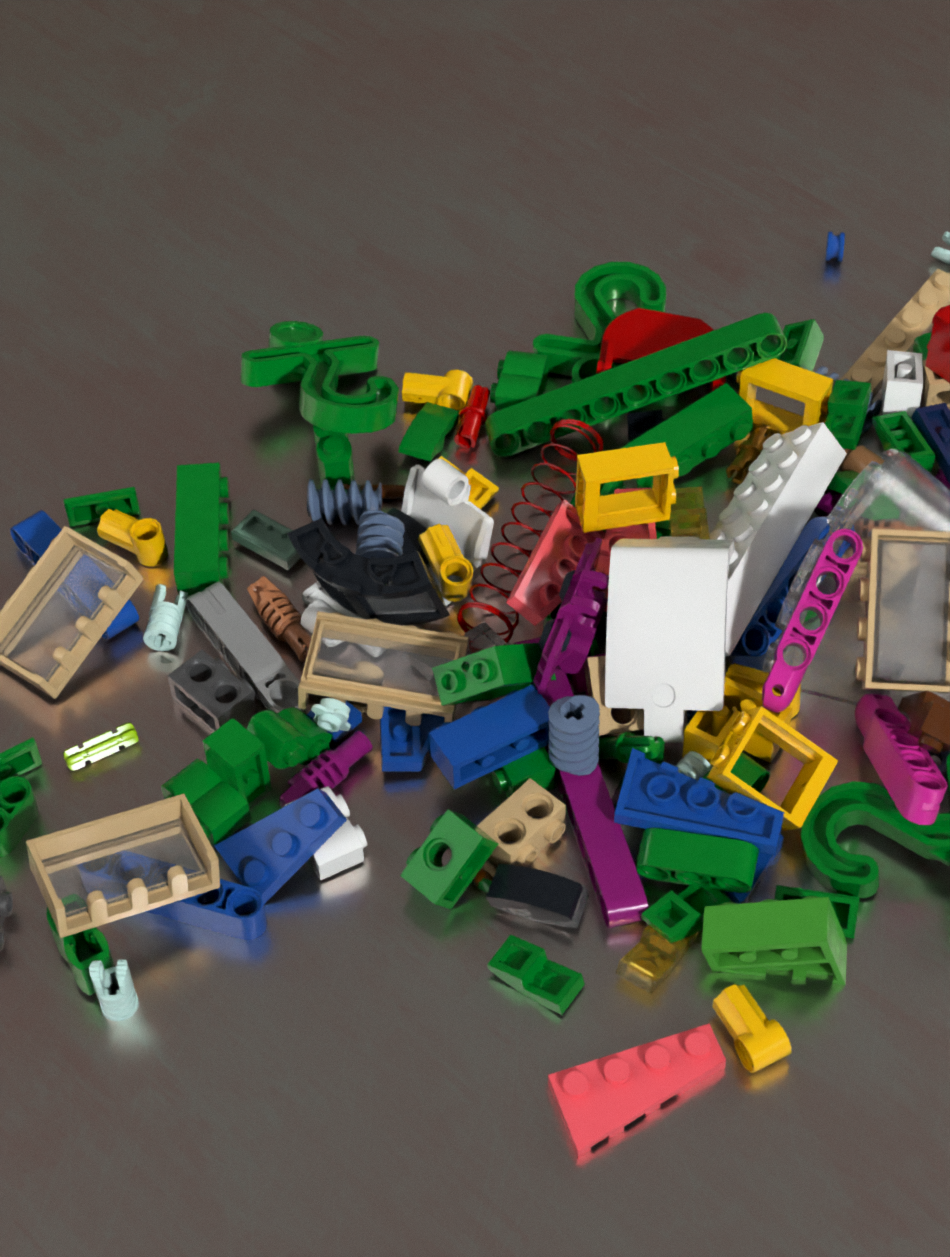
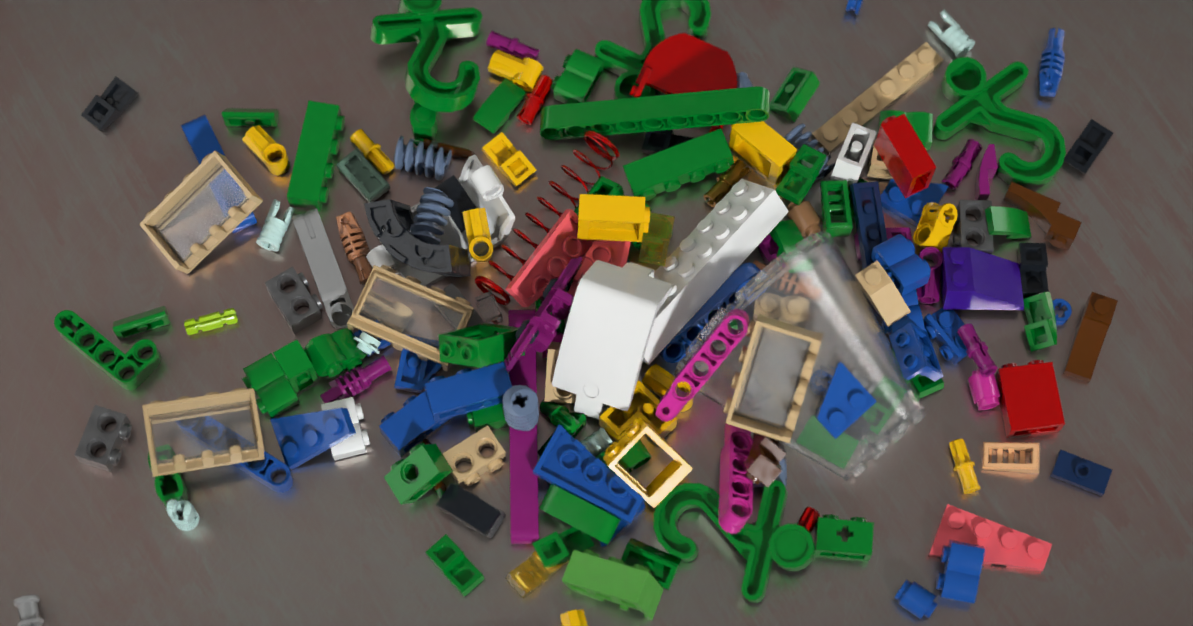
camera: 10 degrees right, 20 degrees up
(273, 508) = (372, 151): none -> yellow axle
(406, 364) = (511, 46): none -> magenta pin
(421, 798) = (410, 424): none -> blue brick

